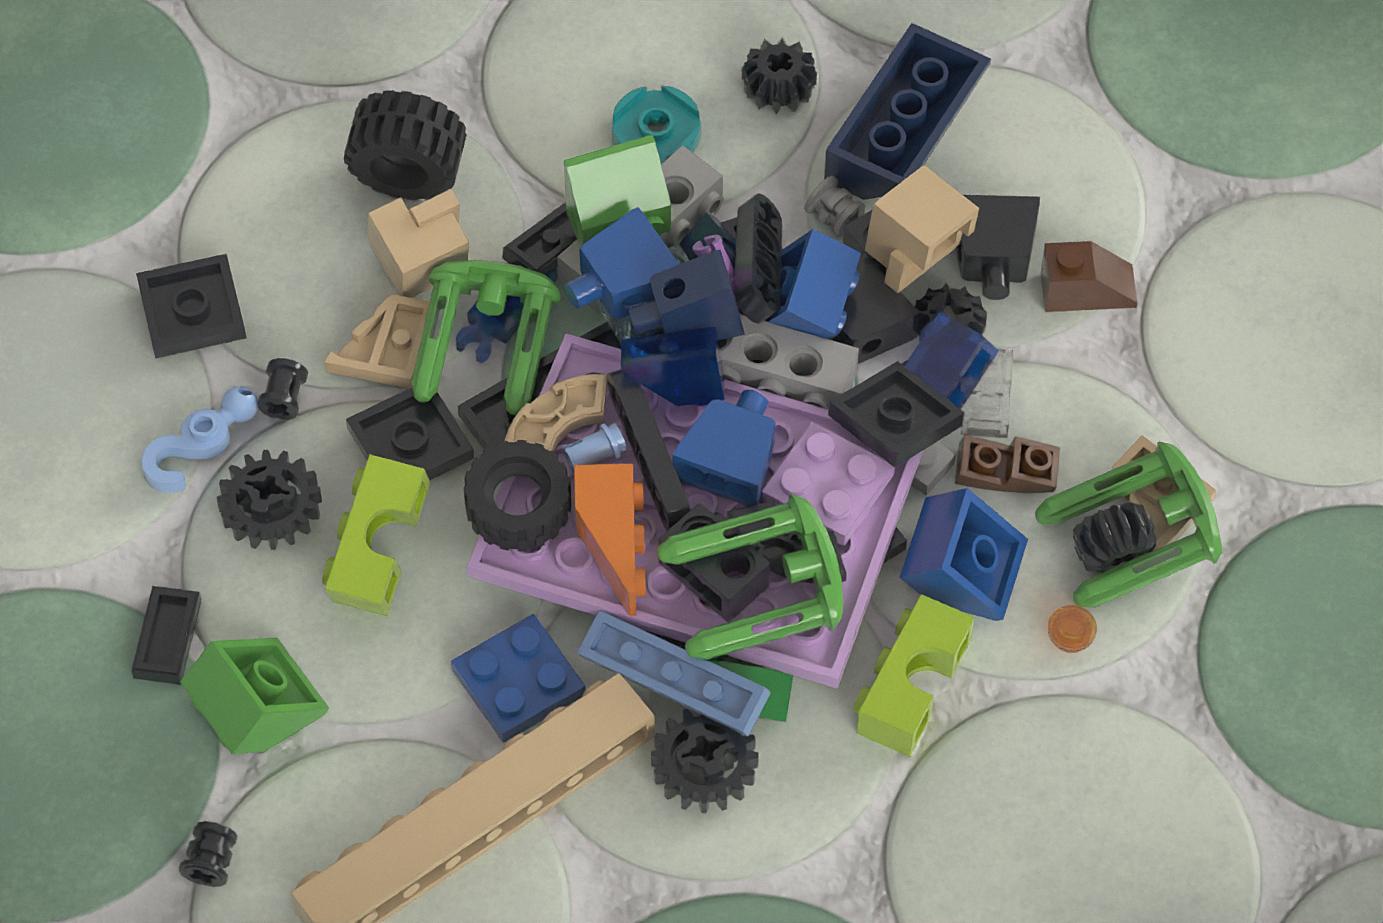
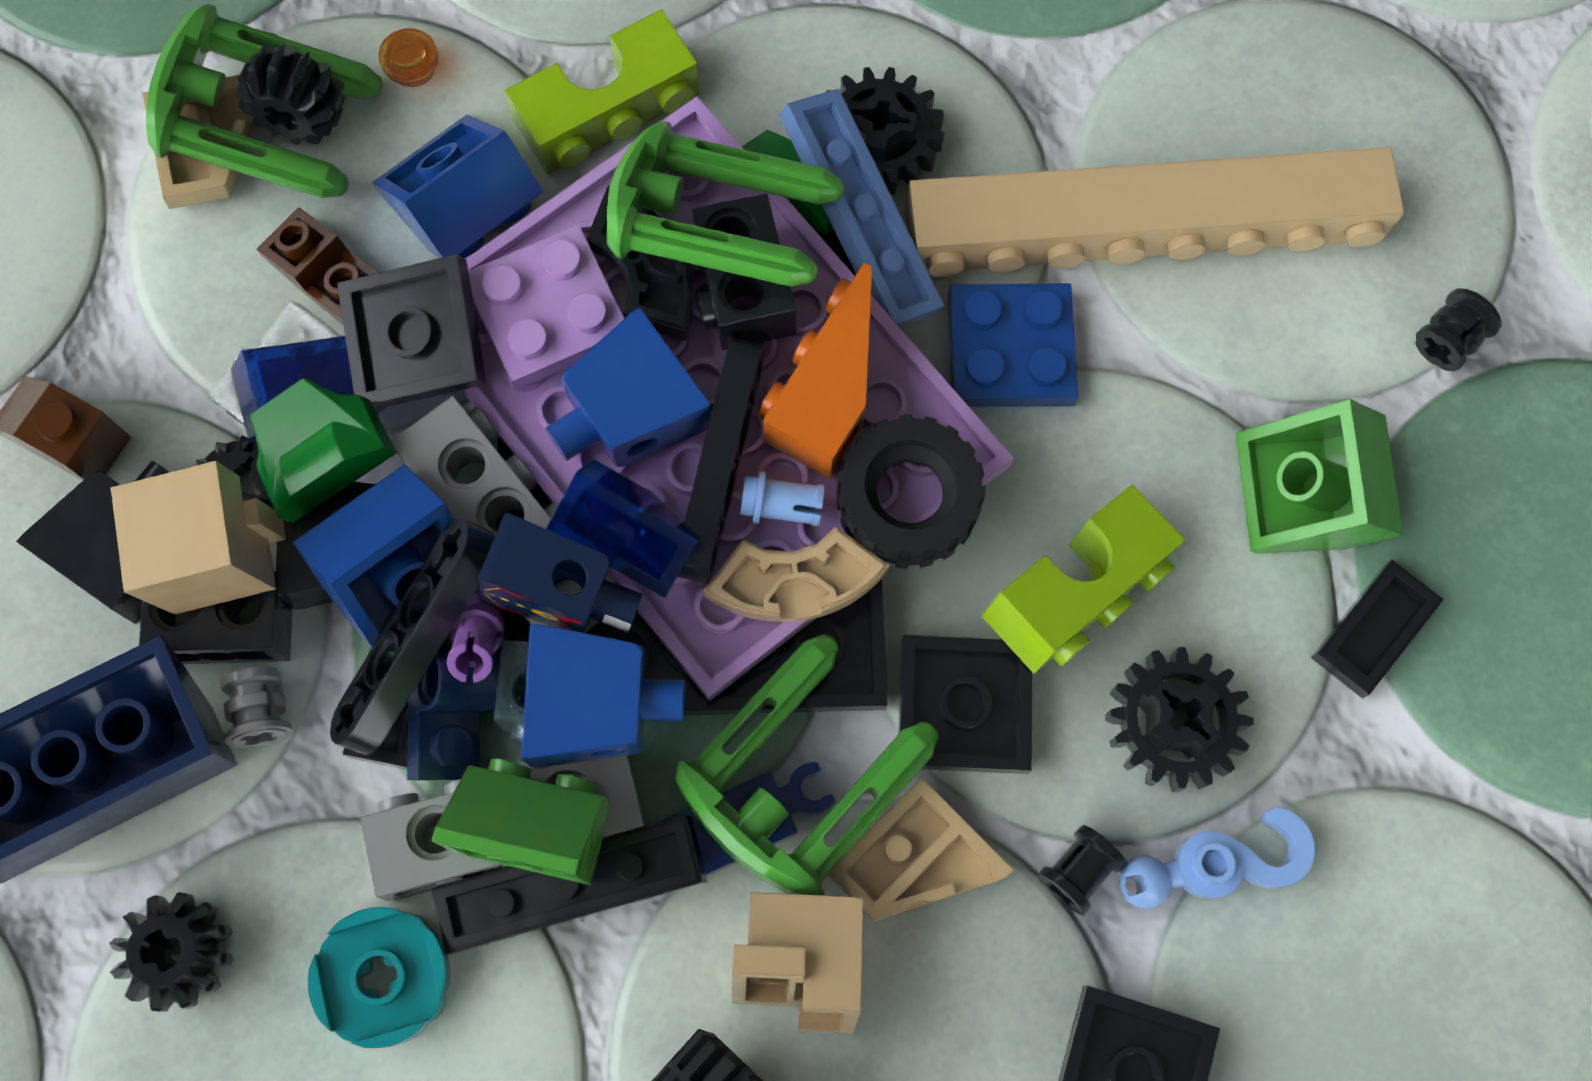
camera: 150 degrees left, 15 degrees up
(894, 320) = (315, 445): none -> green slope

